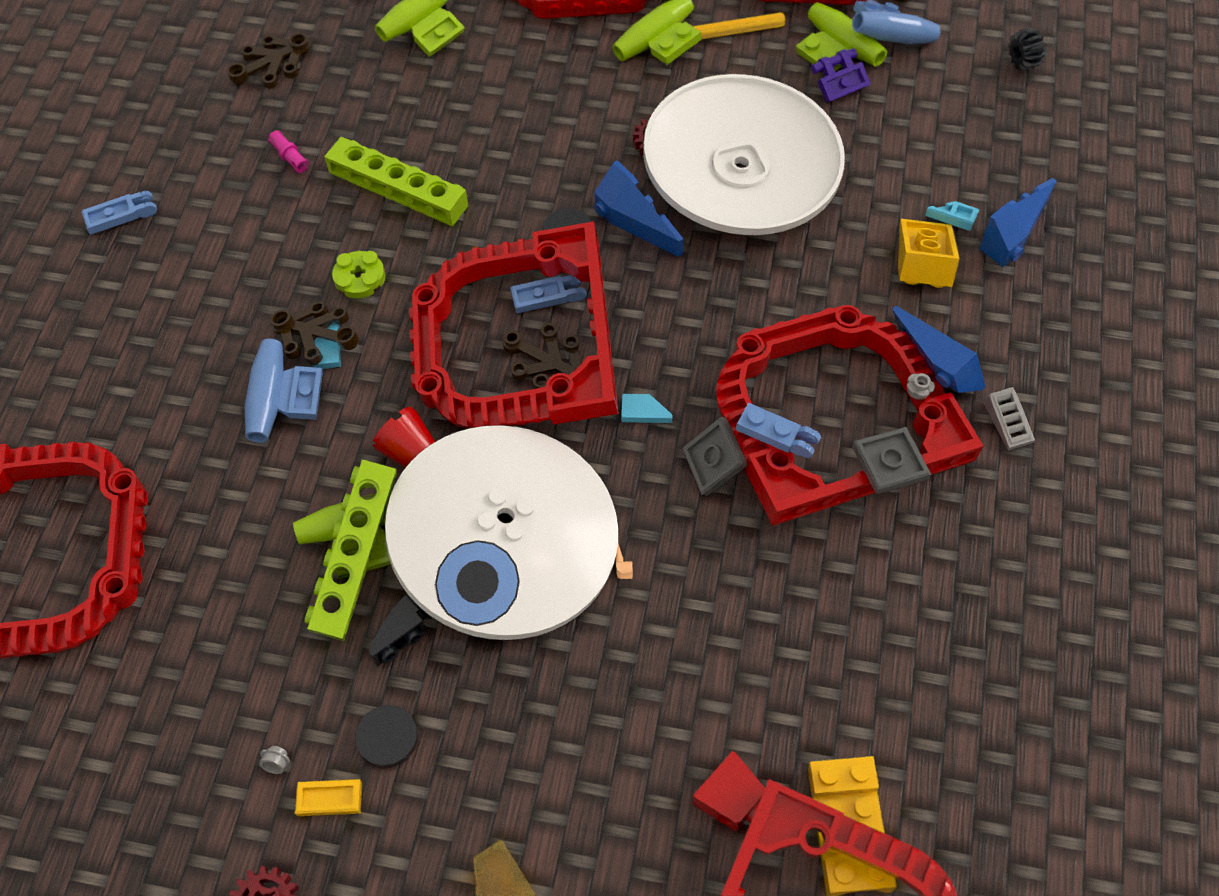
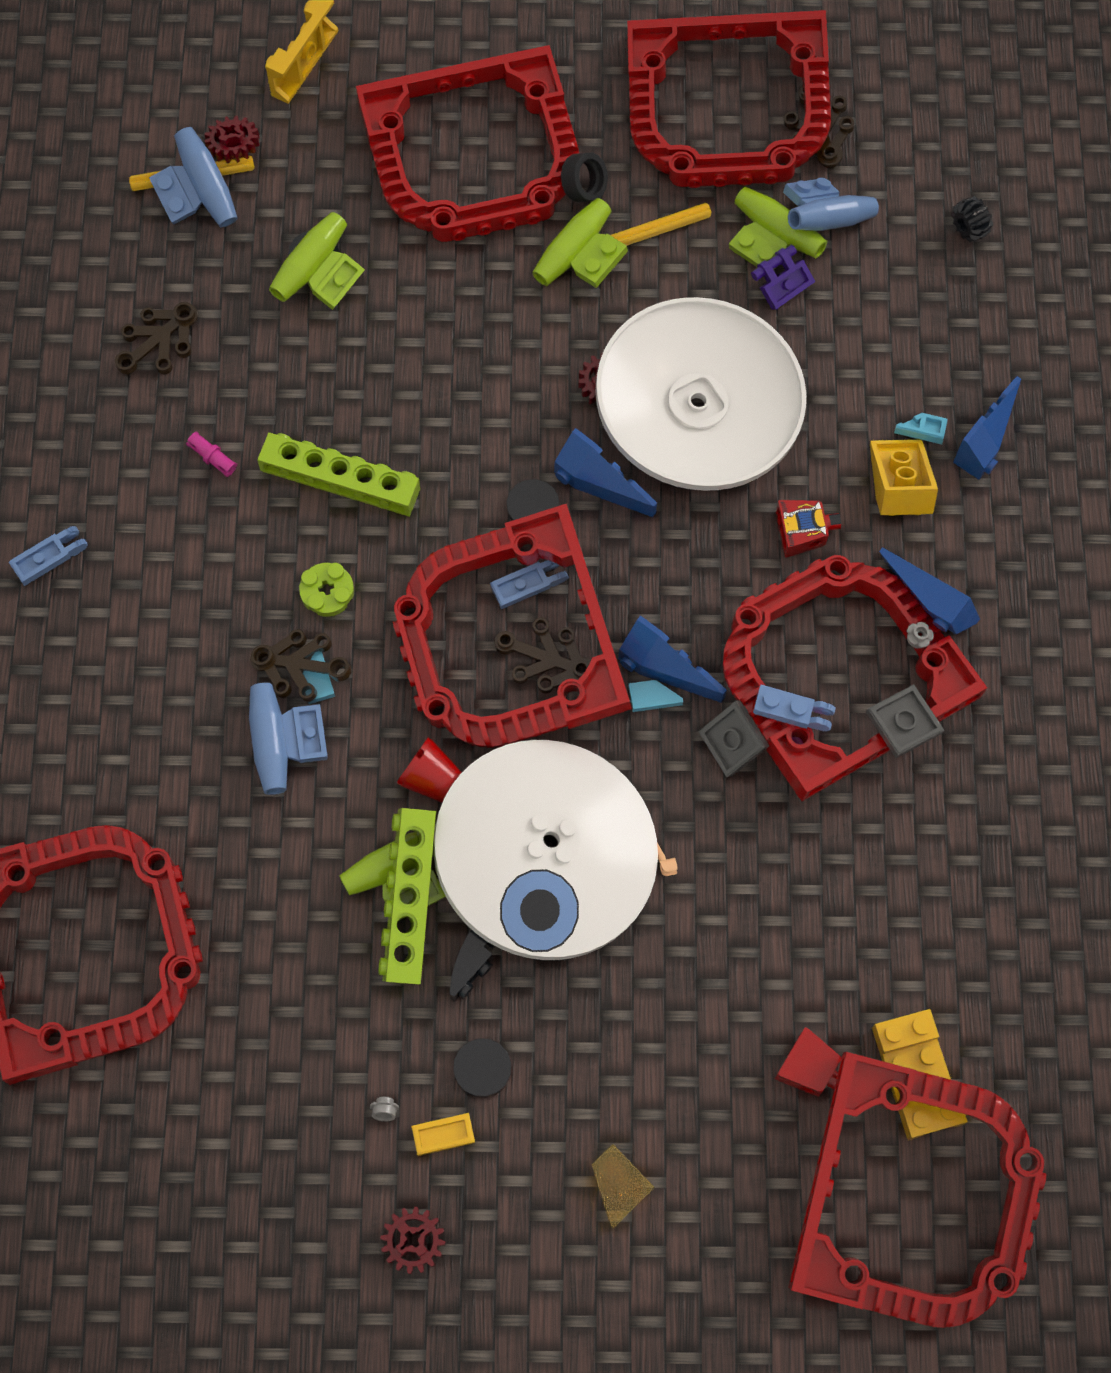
camera: 15 degrees left, 10 degrees up
(651, 373) = (651, 656): none -> blue wedge
(823, 280) = (804, 525): none -> torso
(1003, 402) = (1015, 646): light grey slope -> none

